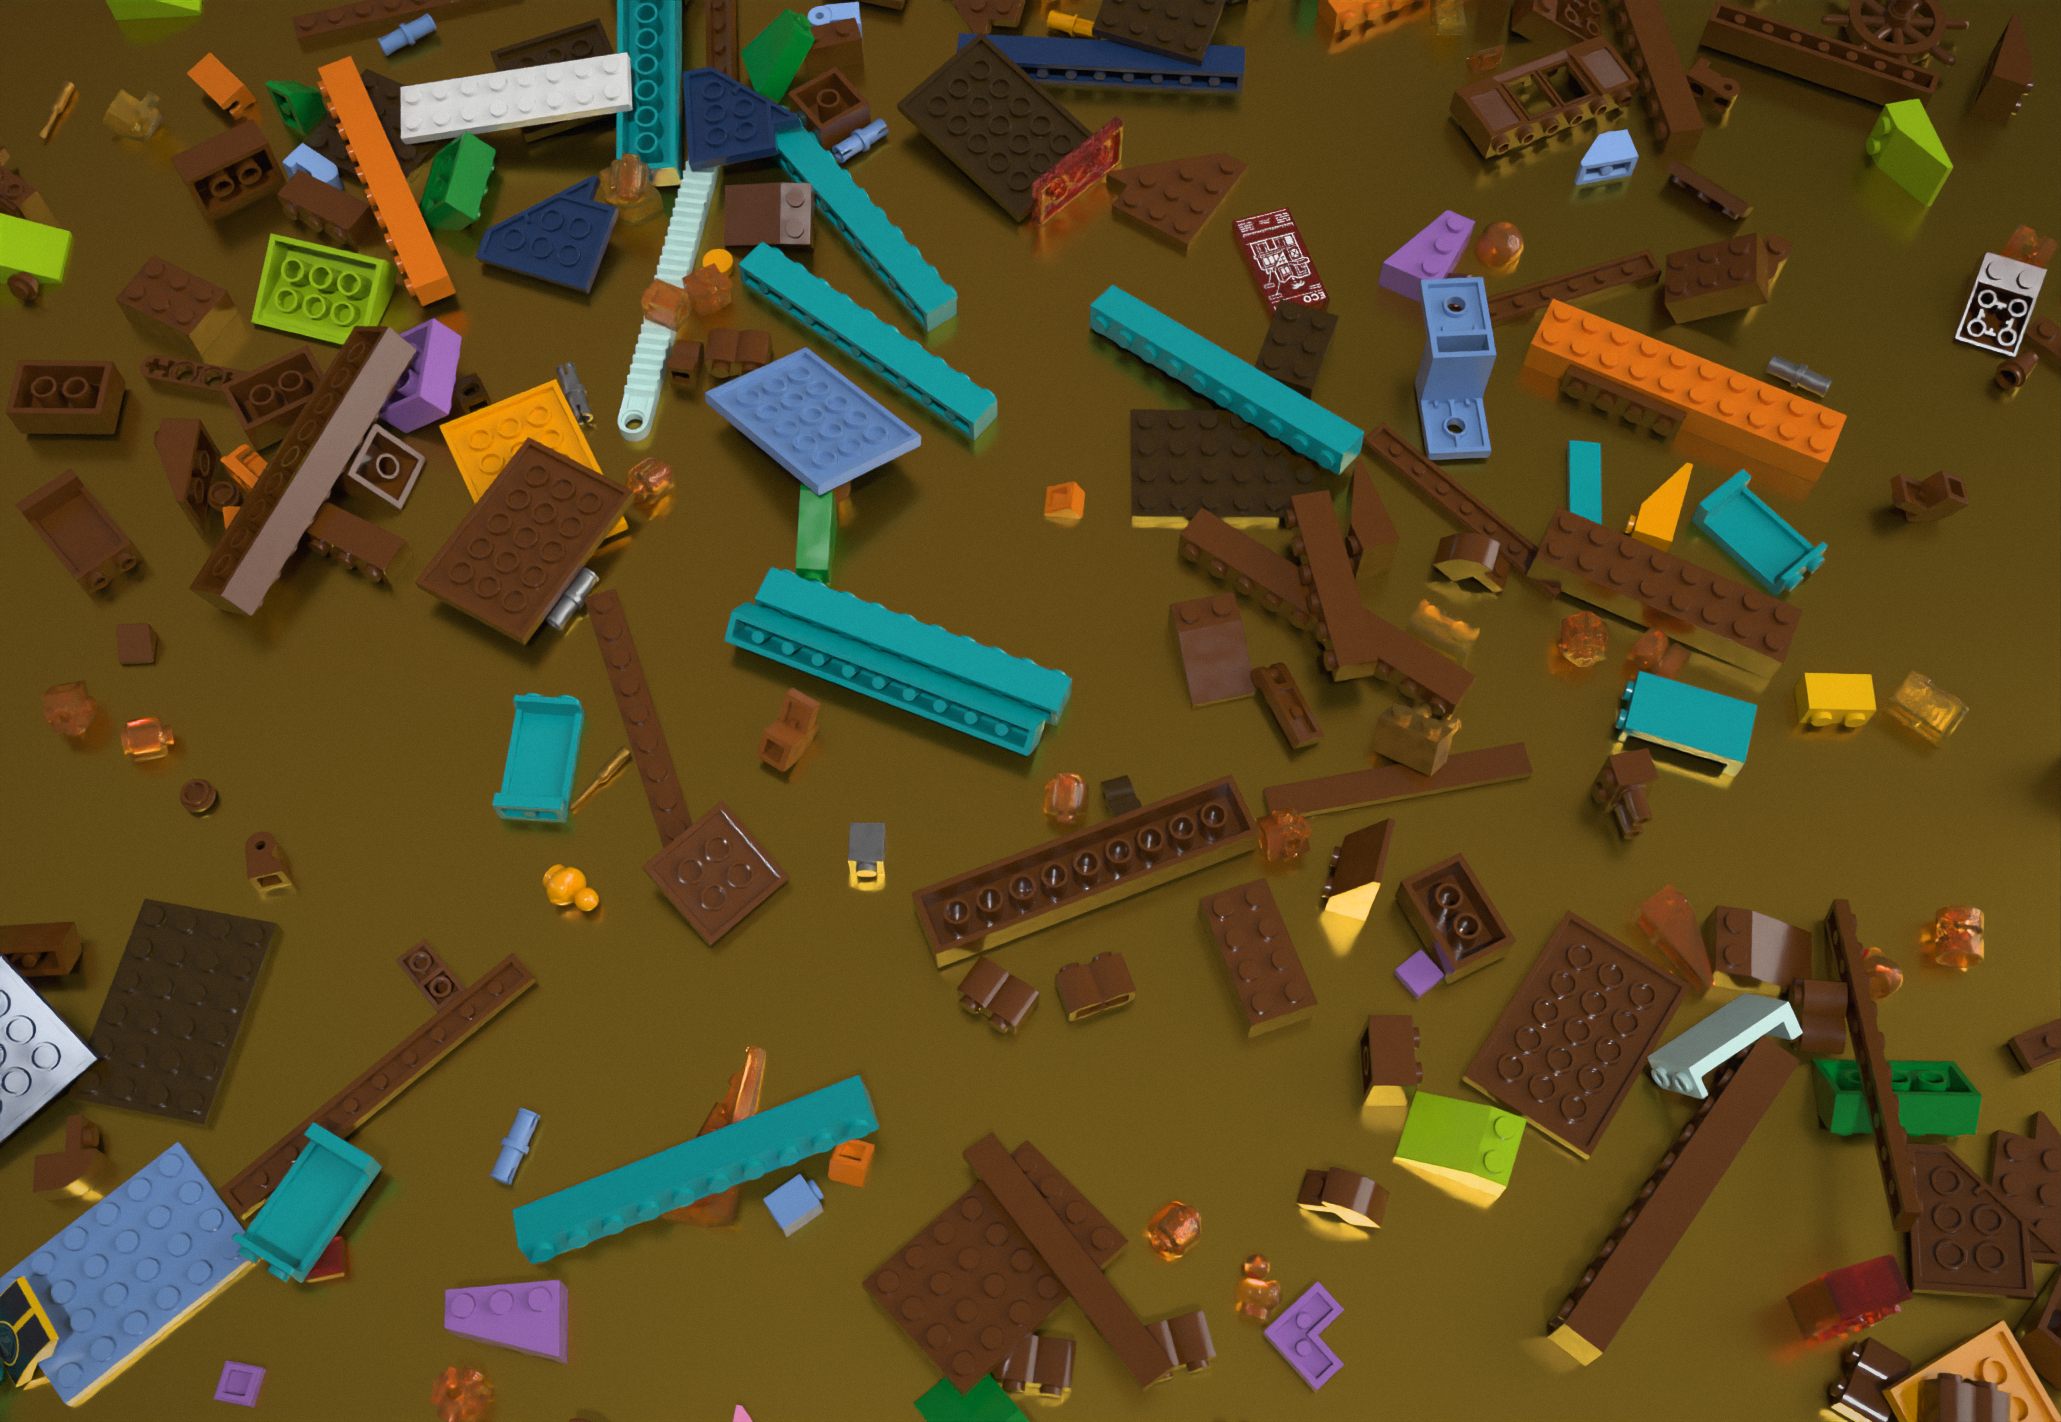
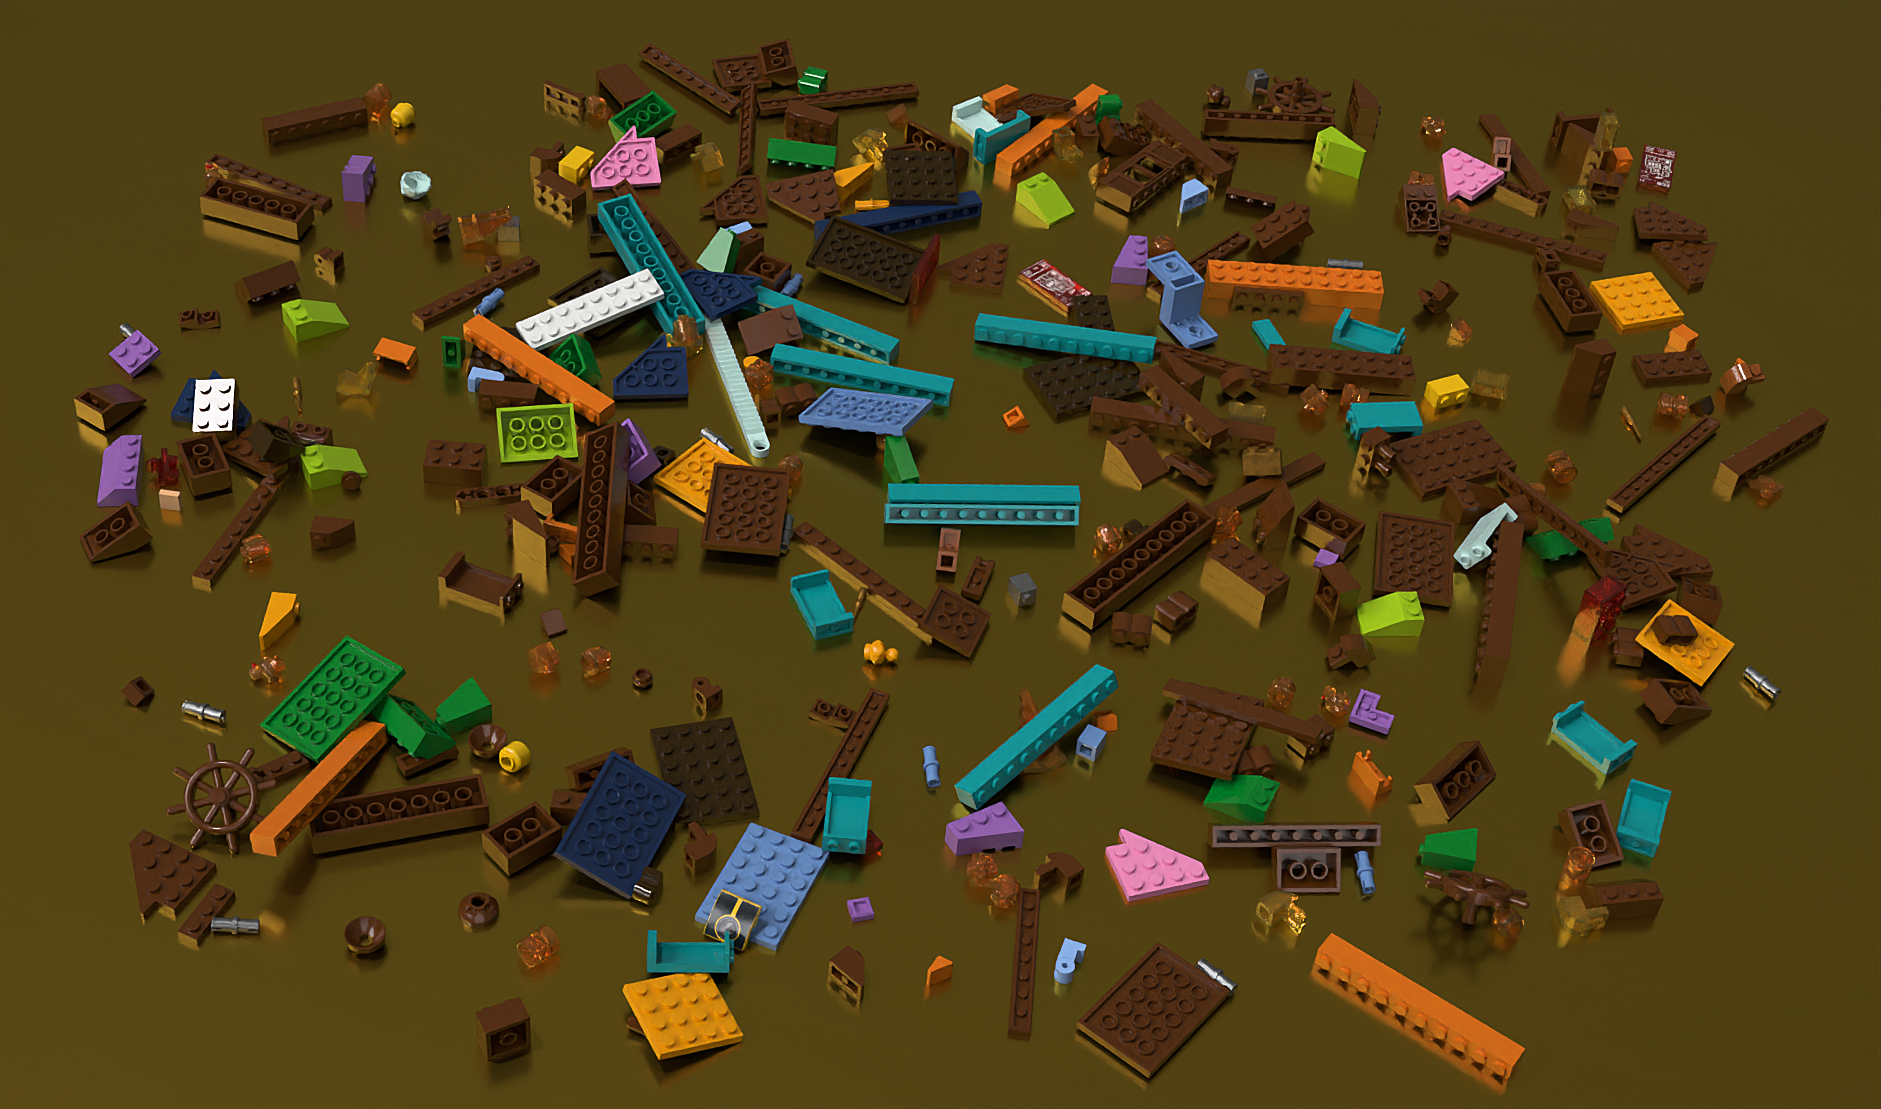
camera: 30 degrees left, 20 degrees down
(66, 397) = (425, 521): reddish brown brick -> none
(228, 169) = (439, 389): reddish brown brick -> none
(666, 304) = (745, 384): clear orange brick -> none
(813, 796) = (977, 578): none -> reddish brown plate
(1356, 94) = (1044, 199): none -> lime slope
(1660, 512) = (1318, 334): light orange slope -> none
(1675, 933) = (1436, 506): clear orange slope -> none
(1766, 837) = (1449, 456): none -> reddish brown plate
(1936, 576) = (1460, 330): none -> clear orange slope

